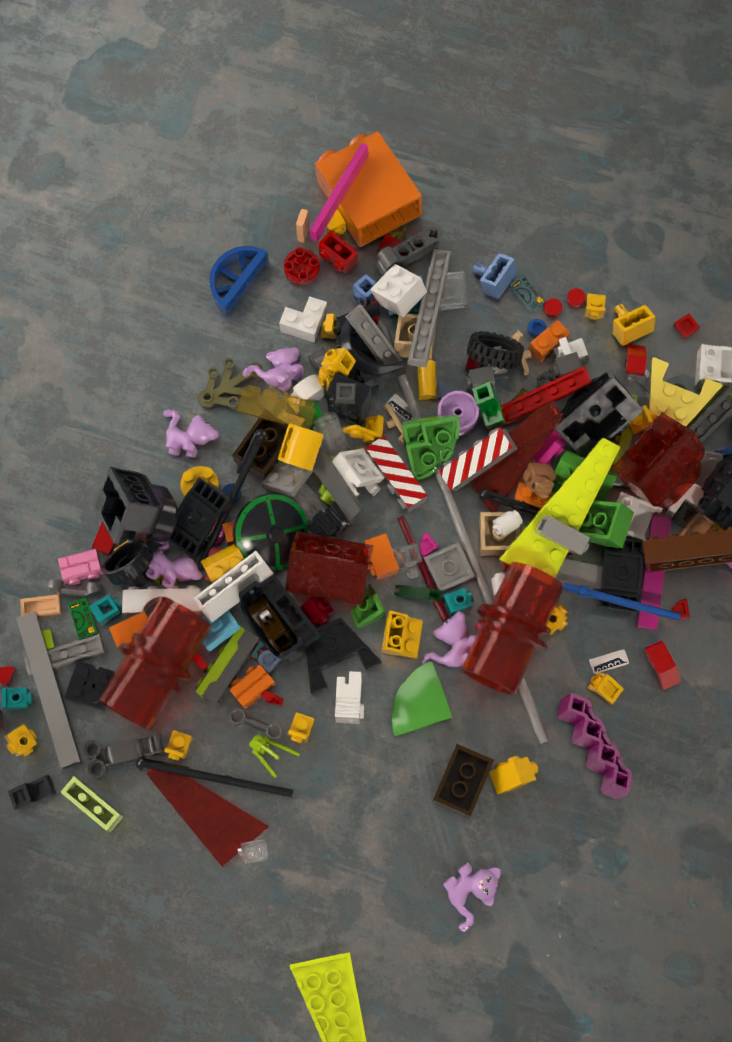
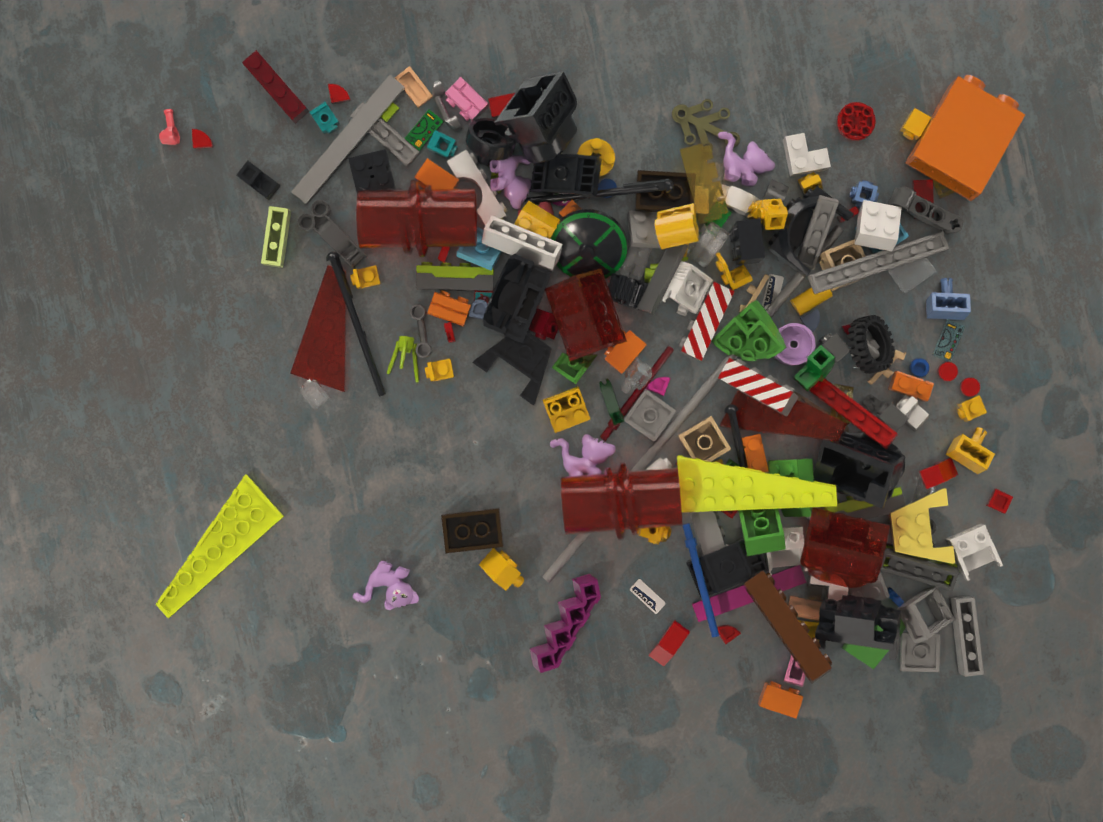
camera: 60 degrees right, 15 degrees up
(13, 739) = (292, 138): yellow brick -> none
(198, 433) = (643, 126): lavender animal -> none
(241, 283) = (811, 78): blue window -> none
(271, 625) = (508, 295): dark brown brick -> none
(302, 225) = (893, 100): light nougat tile -> none
(338, 252) = (886, 150): red brick -> none
(339, 192) = (939, 117): dark pink tile -> none
(345, 393) = (745, 238): dark grey tile -> none
(348, 699) = (484, 397): white piece -> none
(419, 701) = (518, 456): bright green brick -> none
(454, 606) = (617, 437): teal brick -> none
(507, 523) = (713, 445): white brick -> none
(540, 478) = (770, 451): medium nougat brick -> none
(551, 448) = (804, 444): dark pink bracket -> none
(562, 535) = (726, 499): light grey brick -> none
(605, 687) = (622, 605): yellow bracket -> none
(643, 420) = (878, 513): yellow bracket -> none

